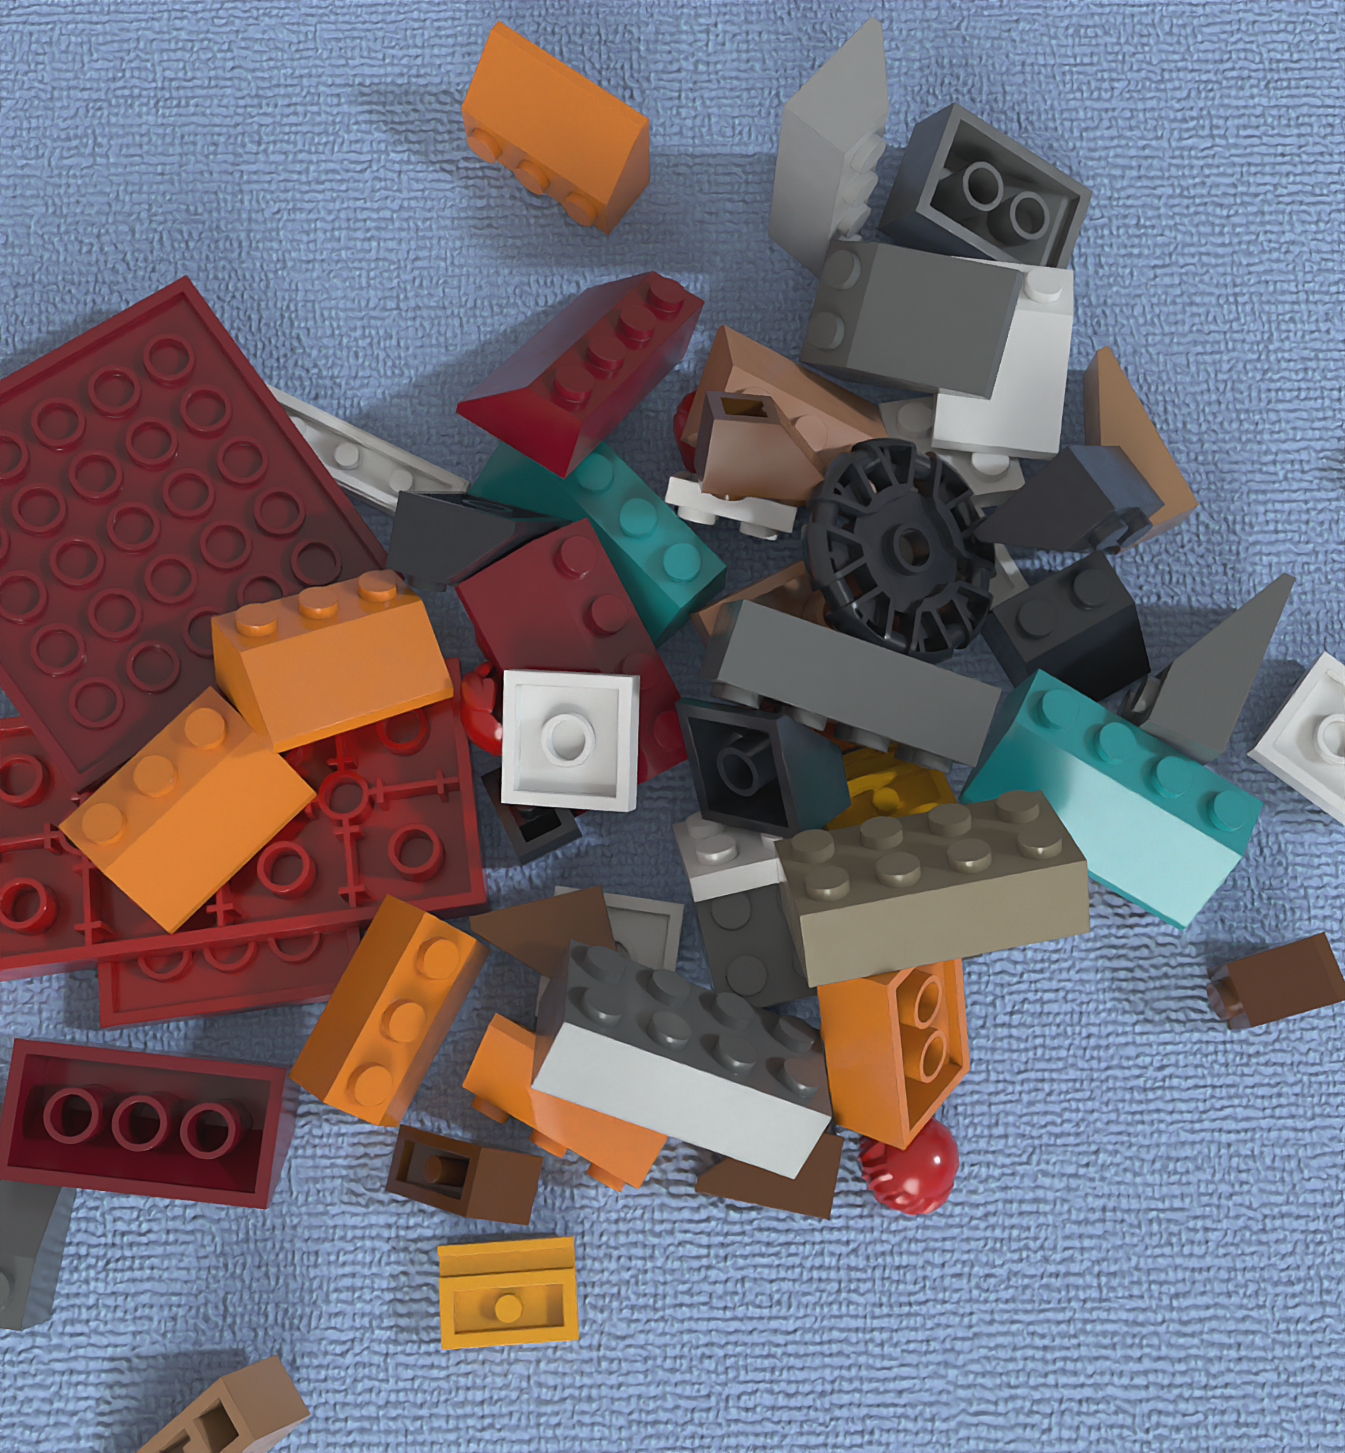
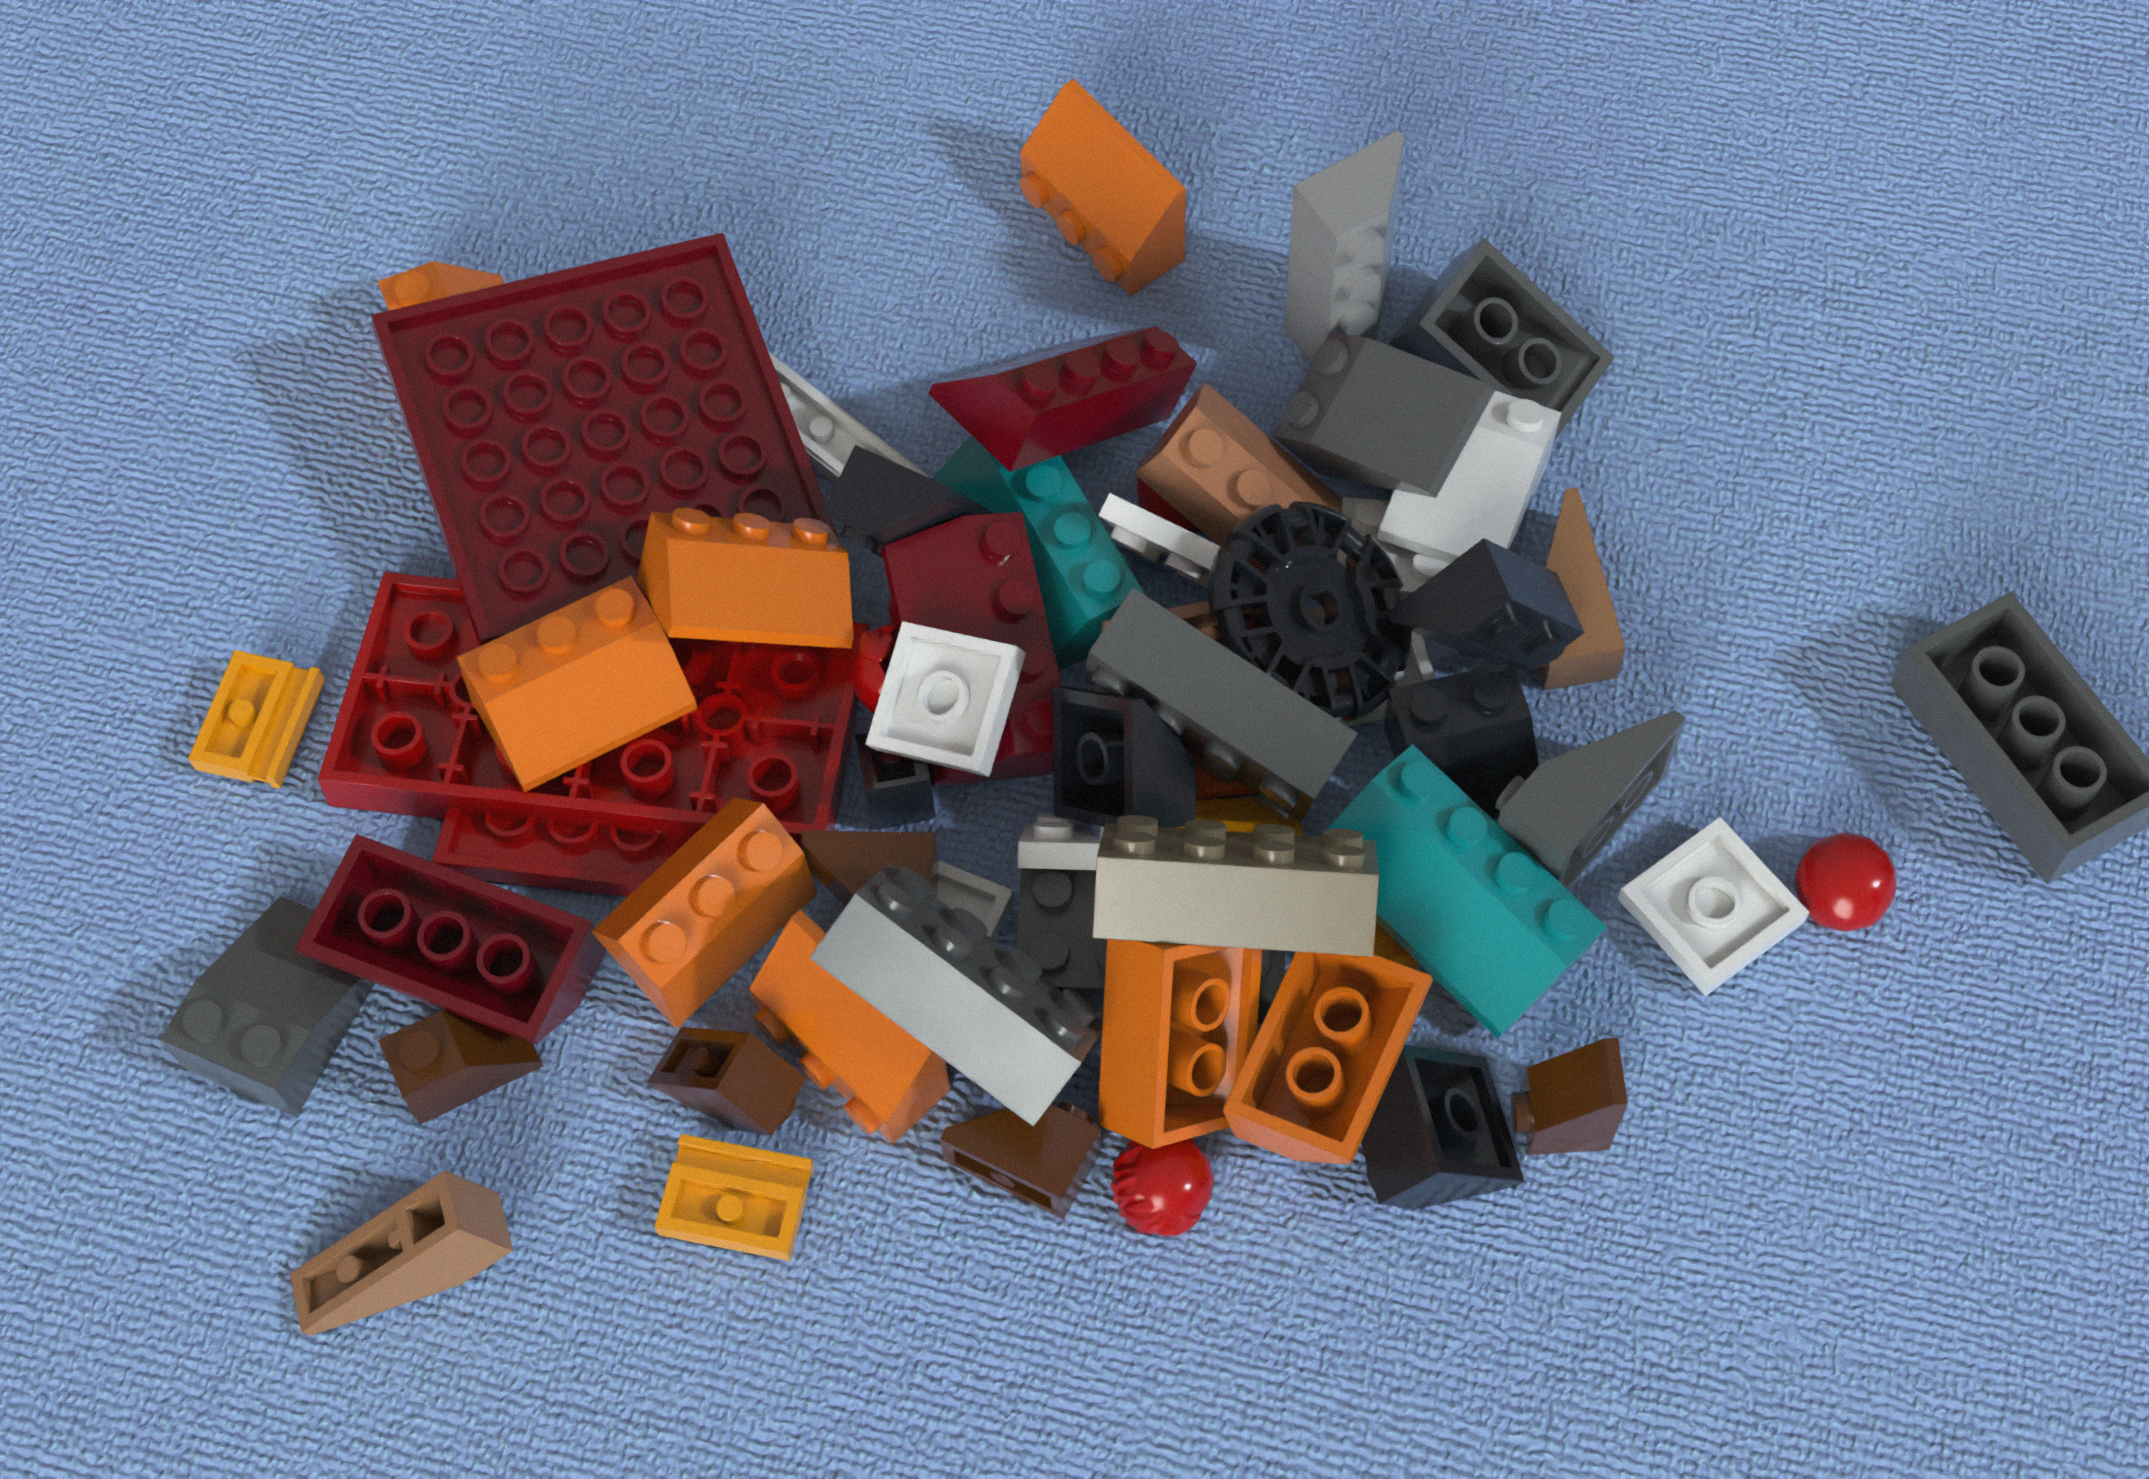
camera: 20 degrees right, 15 degrees down
(178, 1242) = (453, 1061): none -> reddish brown slope
(753, 451) = (1191, 481): reddish brown slope -> none
(1050, 1022) = (1325, 1055): none -> orange slope
(1145, 1041) = (1438, 1132): none -> black slope

